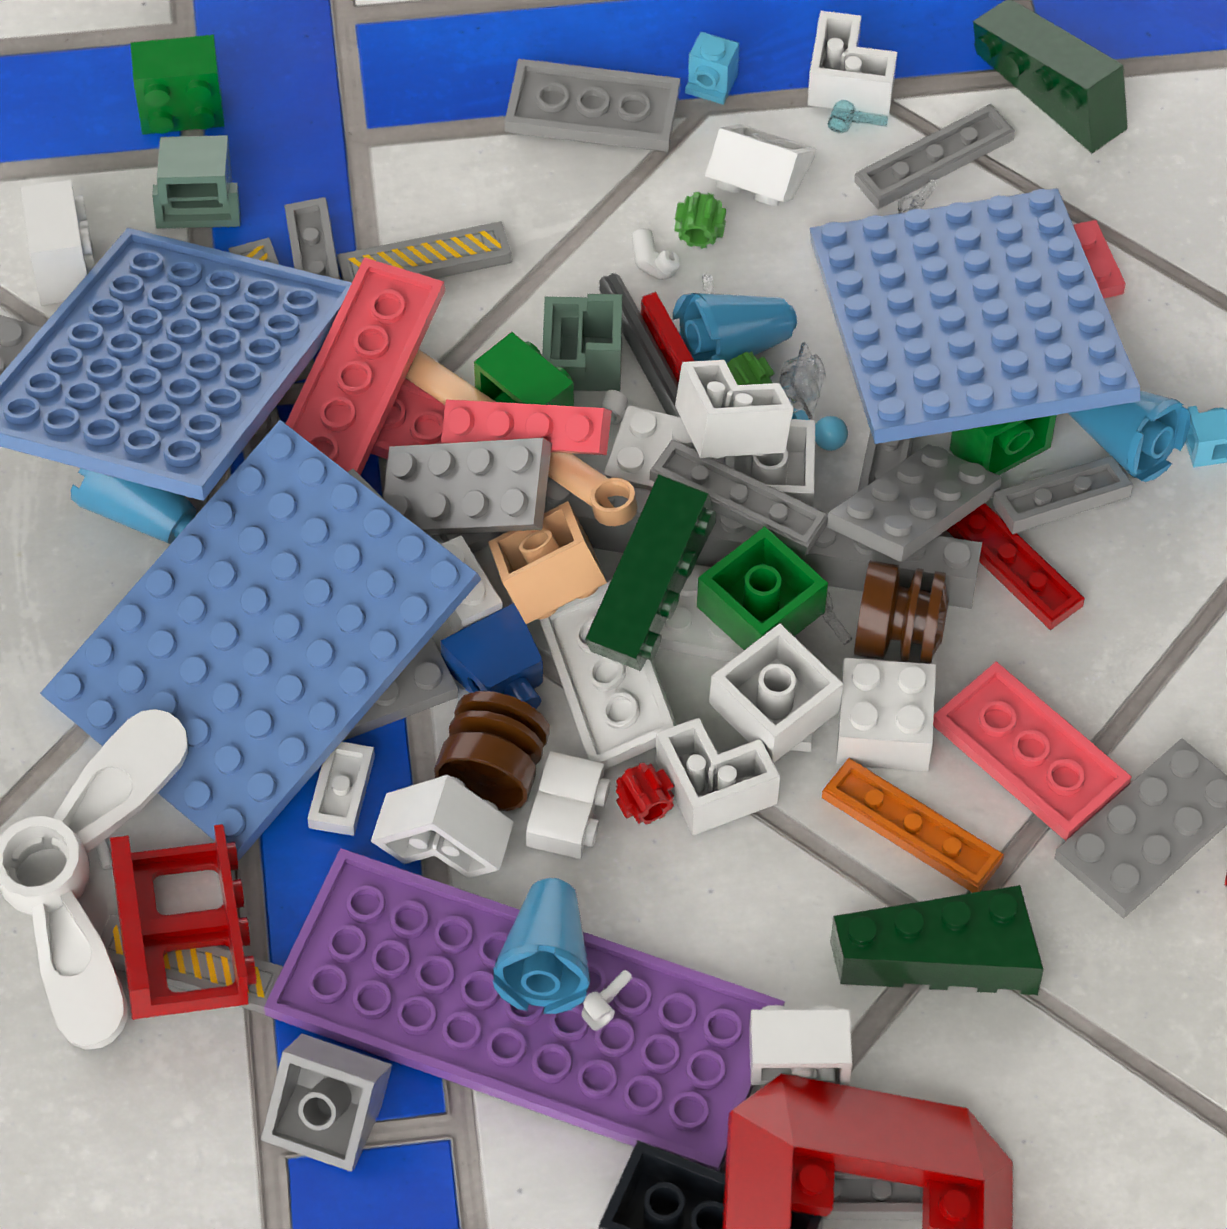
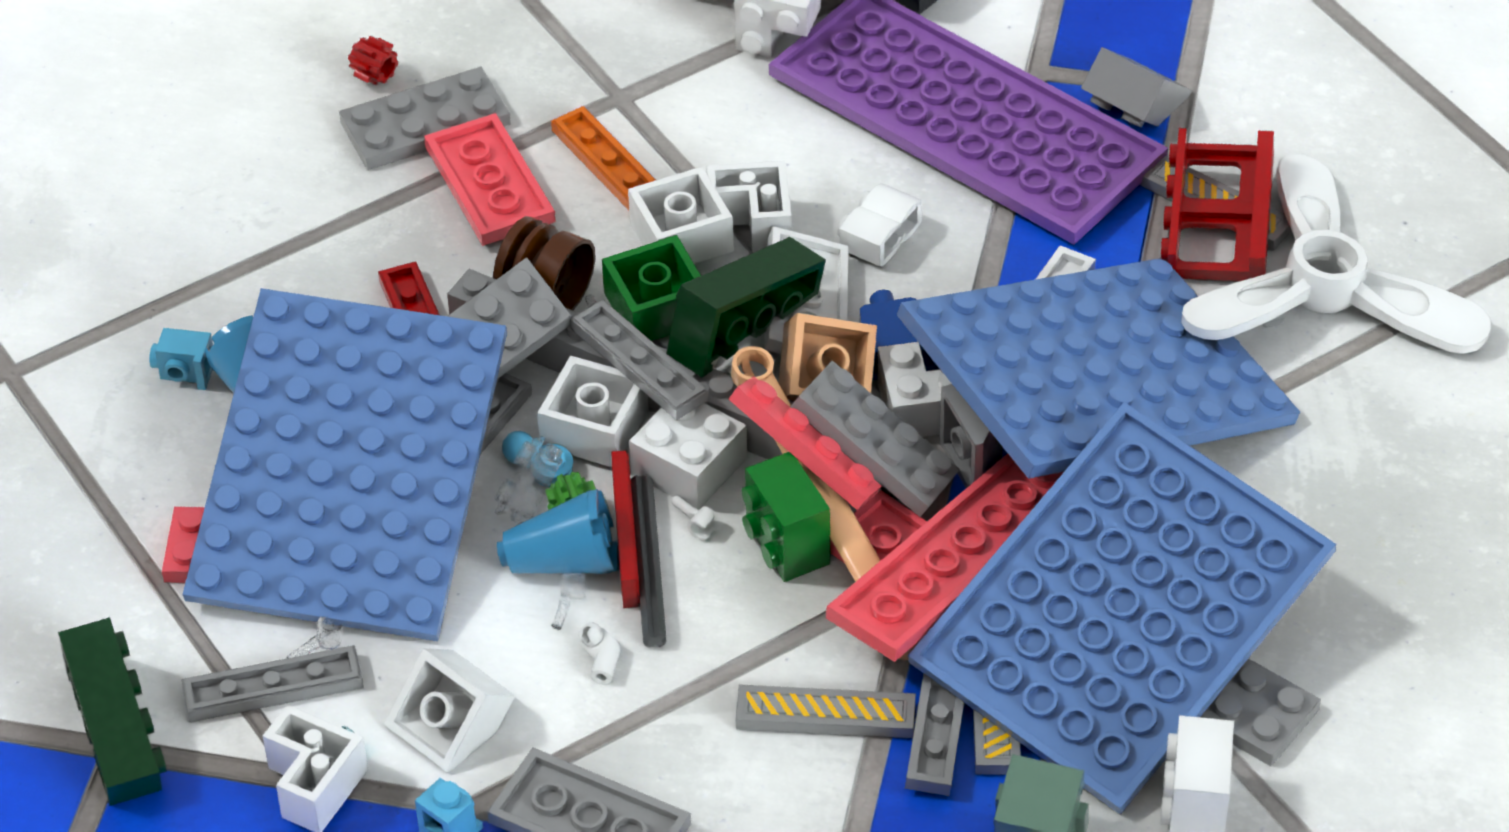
camera: 160 degrees left, 10 degrees down
(443, 822) = (994, 212): white brick -> none
(494, 747) = (928, 249): reddish brown wheel -> none
(544, 952) = (940, 100): dark azure cone -> none
(585, 339) = (707, 561): sand green plate -> none
(596, 1008) = (913, 81): white hand -> none
(644, 793) = (814, 213): red gear -> none
(700, 220) = (540, 659): bright green gear -> none
(731, 417) = (621, 389): white brick -> none
(886, 714) = (594, 210): white brick -> none
(941, 943) = (634, 69): dark green wedge -> none

